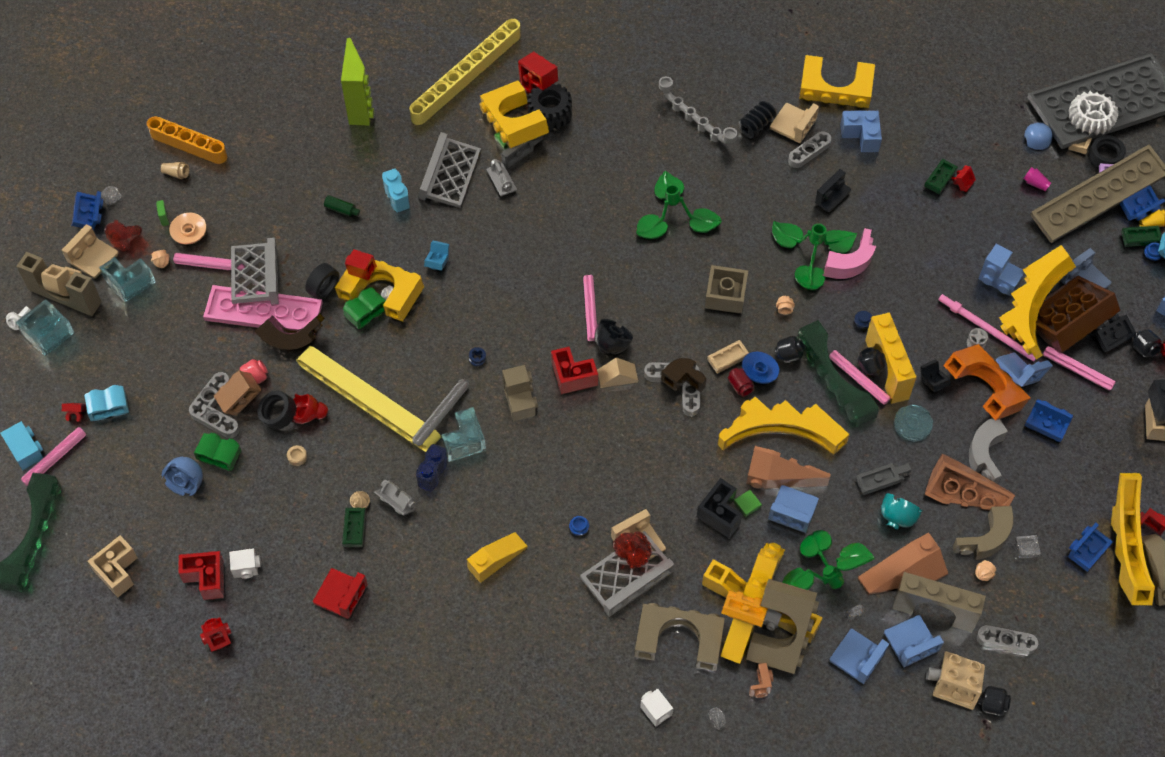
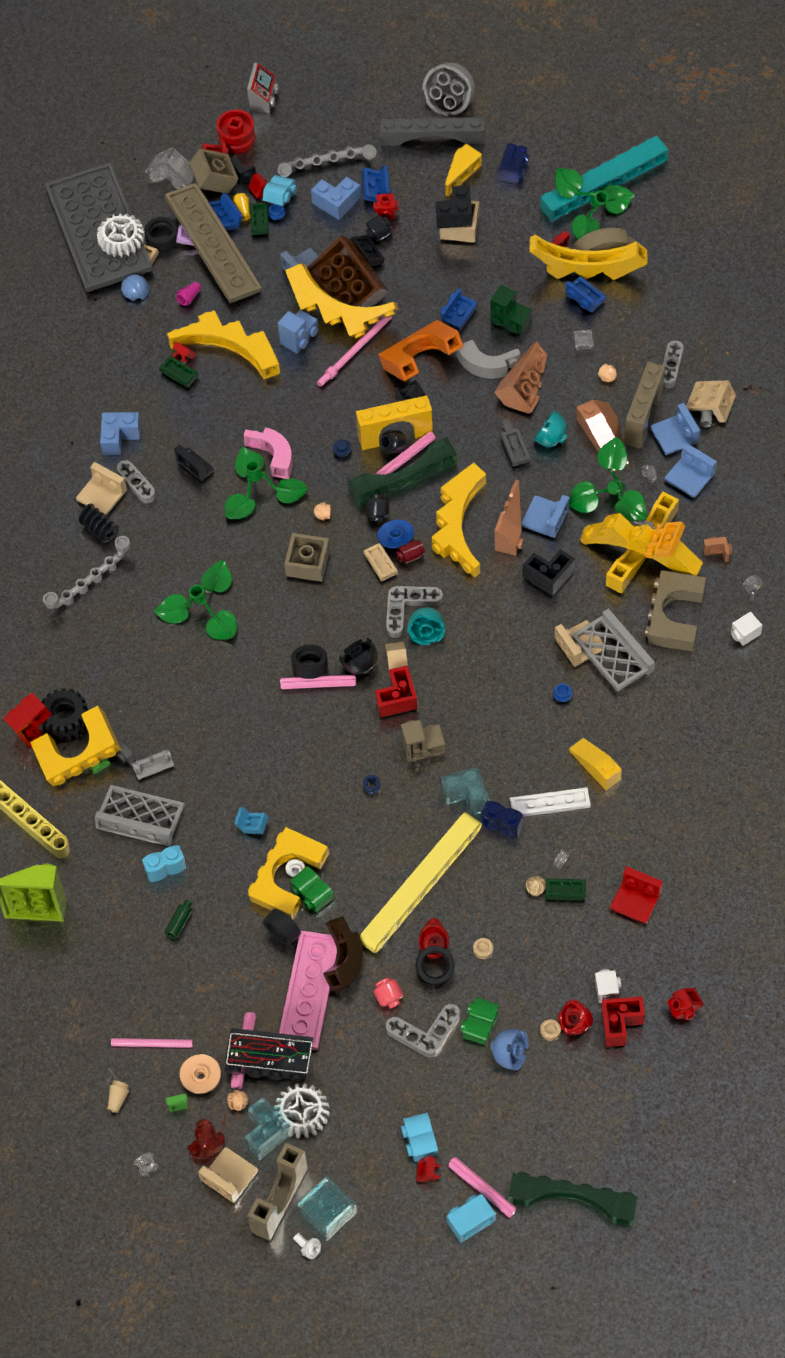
camera: 85 degrees left, 0 degrees up
(56, 278) = (272, 1188): tan brick -> none
(87, 210) = (168, 1183): blue bracket -> none
(110, 565) = (611, 1109): tan brick -> none
(132, 307) = (320, 1107): none -> white gear
(187, 140) = (77, 1095): light orange beam -> none
(191, 272) = (268, 1054): none -> black slope
(206, 515) = (550, 1030): none -> tan tile
(210, 534) = (583, 1018): none -> red hair
(224, 194) = (128, 1042): none -> bright pink bar
(237, 393) = (416, 1002): medium nougat brick -> none
(268, 271) = (267, 979): light grey fence -> none
(360, 264) = (269, 884): red brick -> none
(386, 522) = (560, 859): none -> clear tile
(401, 503) = (530, 856): light grey hinge -> none
(440, 412) = (442, 809): light grey axle -> none
(453, 515) = (551, 802): none -> white tile
(603, 306) = (309, 652): none -> black tyre
(634, 548) = (596, 637): clear red hair -> none
(652, 395) = (426, 626): none -> teal cylinder
(683, 371) = (404, 595): dark brown brick -> none
(747, 503) = (540, 549): bright green tile -> none
(798, 605) = (657, 508): dark tan arch -> none
(855, 94) = (56, 472): yellow arch -> none
(913, 423) = (455, 417): clear light blue tile -> none
(978, 236) = (231, 336): none -> yellow arch
(979, 335) = (367, 353): light grey wheel -> none
(987, 545) = (572, 359): dark tan arch -> none
(995, 700) = (732, 373): black head -> none
(1021, 372) = (413, 321): medium blue bracket -> none
(1052, 467) = (509, 313): none -> dark green brick
(1079, 368) = (403, 281): bright pink axle -> none

